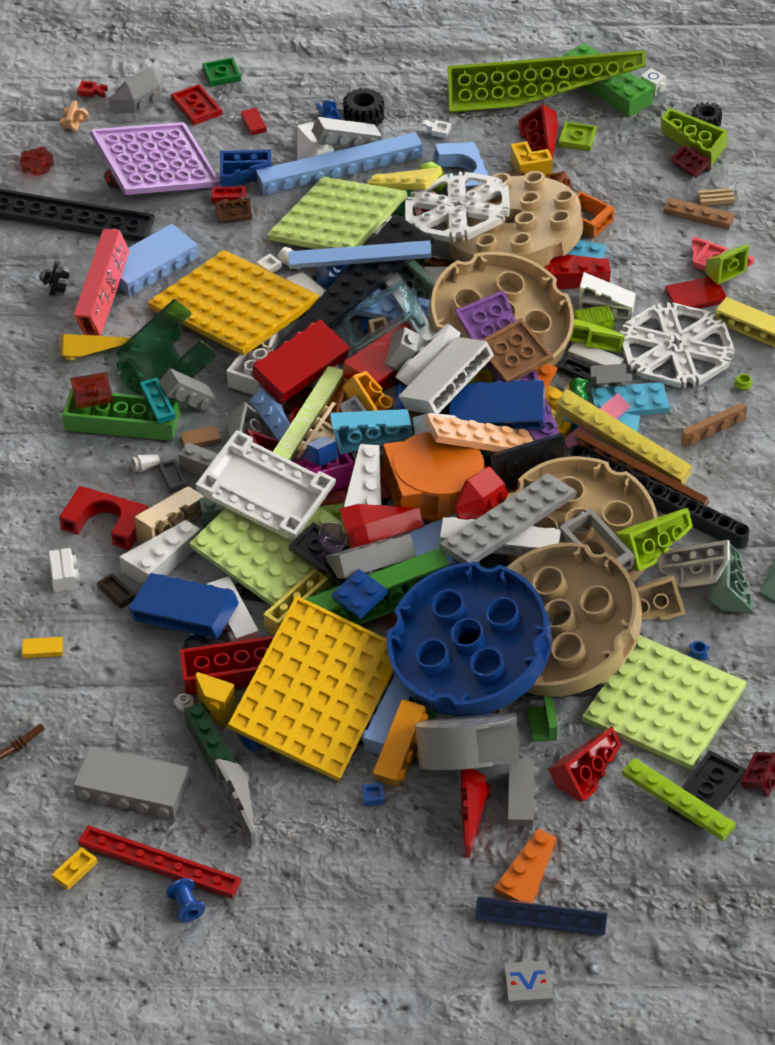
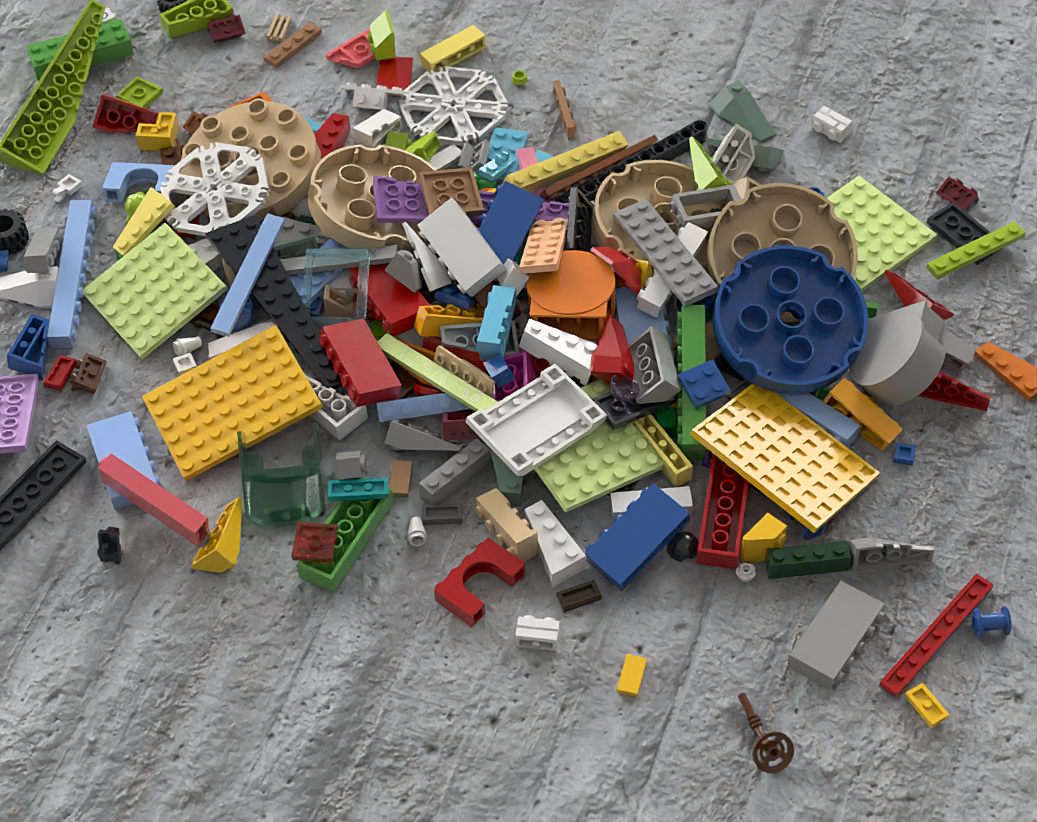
camera: 70 degrees left, 5 degrees up
(596, 391) = (496, 167): none -> medium azure plate
(654, 281) = (371, 98): none -> white bracket

